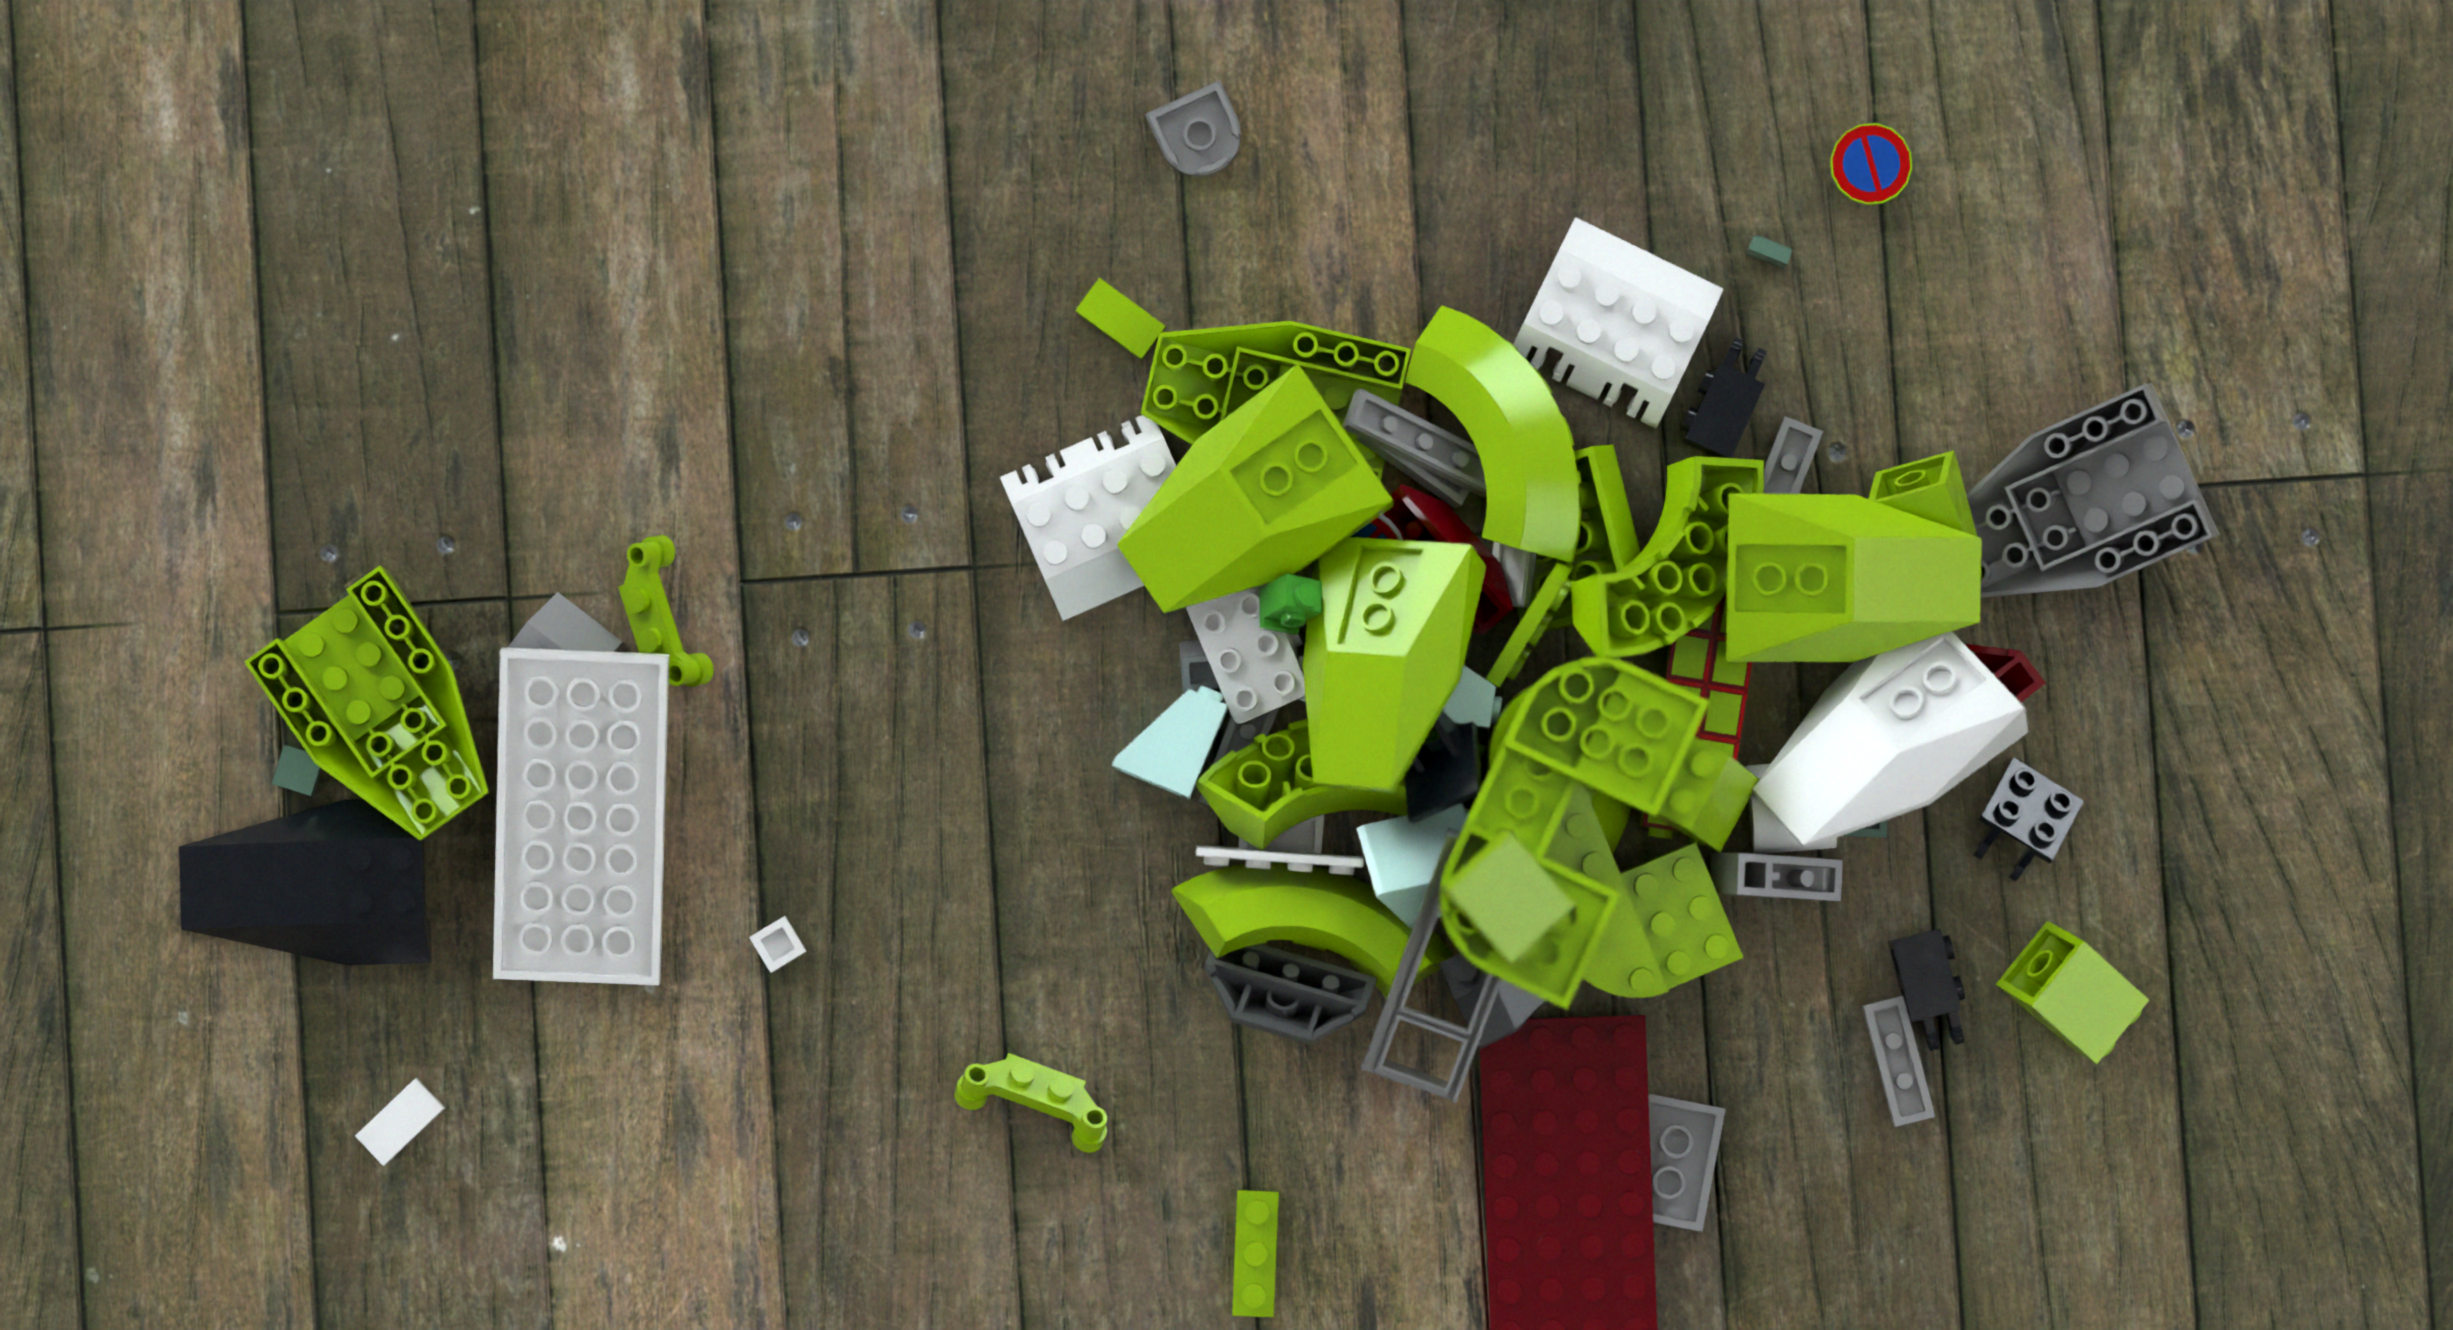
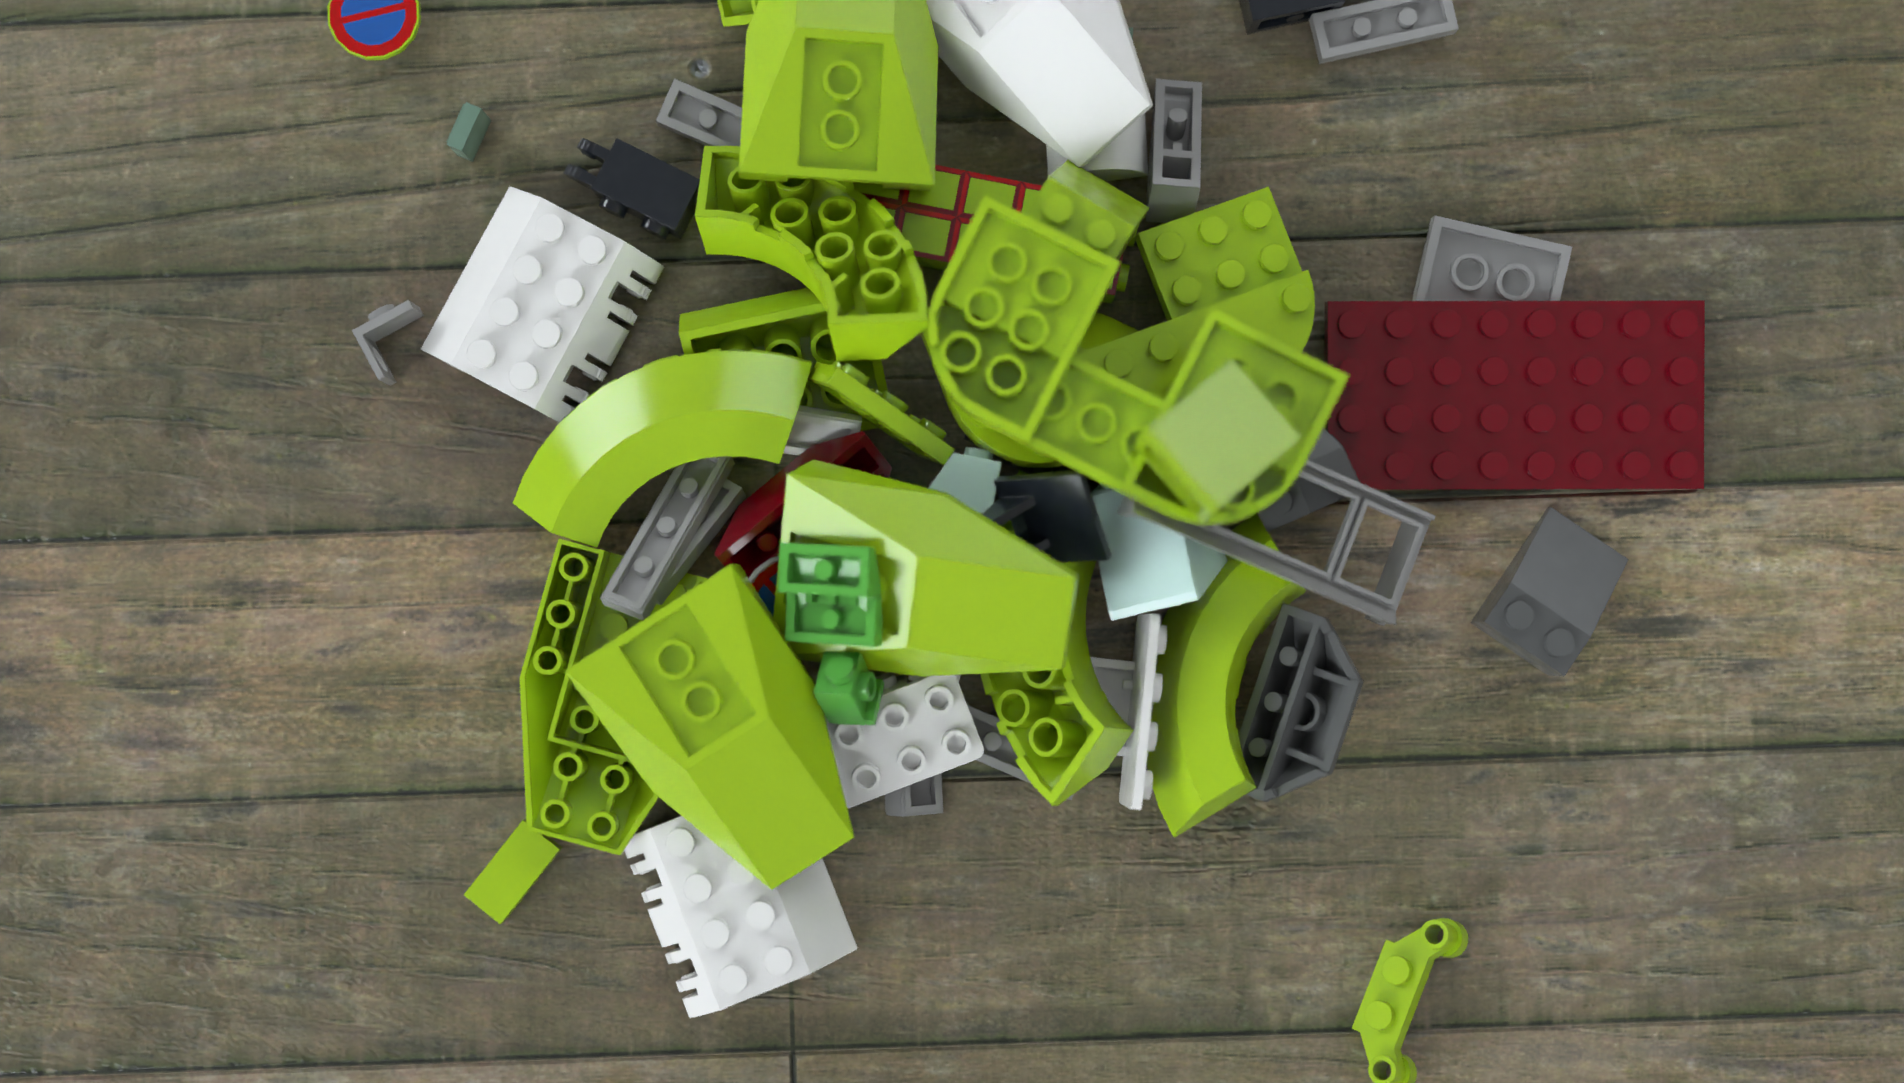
camera: 90 degrees left, 0 degrees up
(1176, 743) = (1006, 825): light aqua slope -> none
(1197, 131) = (301, 775): light grey tile -> none
(1255, 1253) = (1583, 751): lime plate -> none
(1370, 585) = (831, 594): none -> bright green slope
(1395, 1221) = (1552, 594): none -> dark grey slope
(1596, 184) = (381, 324): none -> light grey bracket

